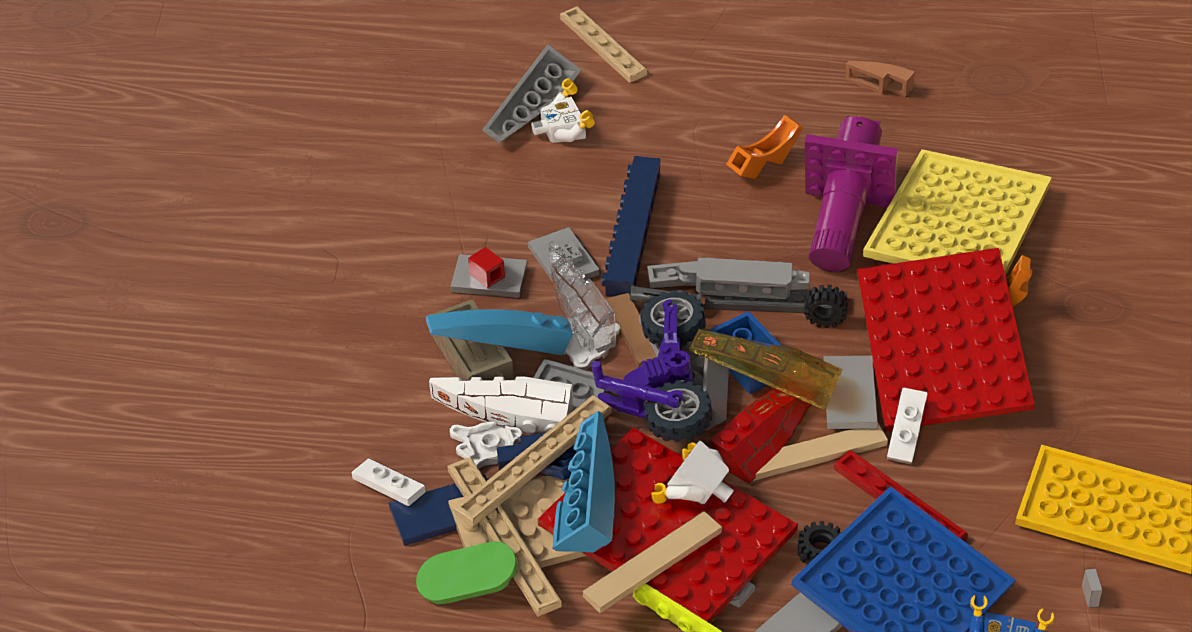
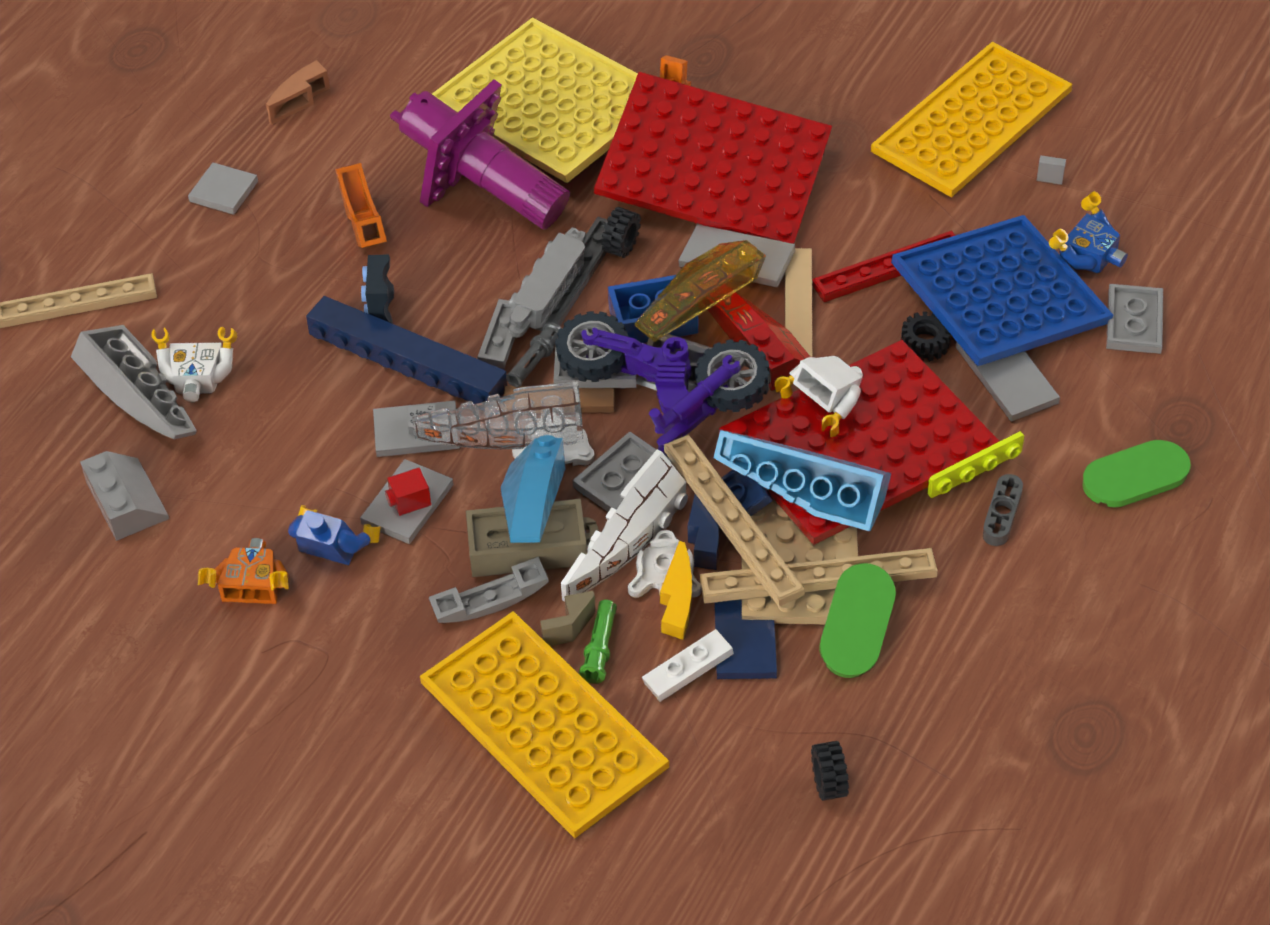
camera: 70 degrees left, 5 degrees up
(304, 415) = (544, 723): none -> yellow plate
(306, 592) = (829, 770): none -> black tyre
(378, 212) = (247, 575): none -> orange torso
(382, 424) = (597, 651): none -> bright green pin
(410, 346) = (491, 596): none -> light grey slope
(410, 401) = (566, 628): none -> dark tan slope
(425, 239) = (329, 536): none -> blue torso
(428, 126) = (123, 493): none -> light grey slope
(451, 448) = (677, 594): none -> yellow slope
(651, 562) = (919, 457): tan tile -> none
(679, 186) = (378, 289): none -> black brick
(756, 76) = (223, 188): none -> light grey tile
(907, 426) = (808, 225): white plate -> none

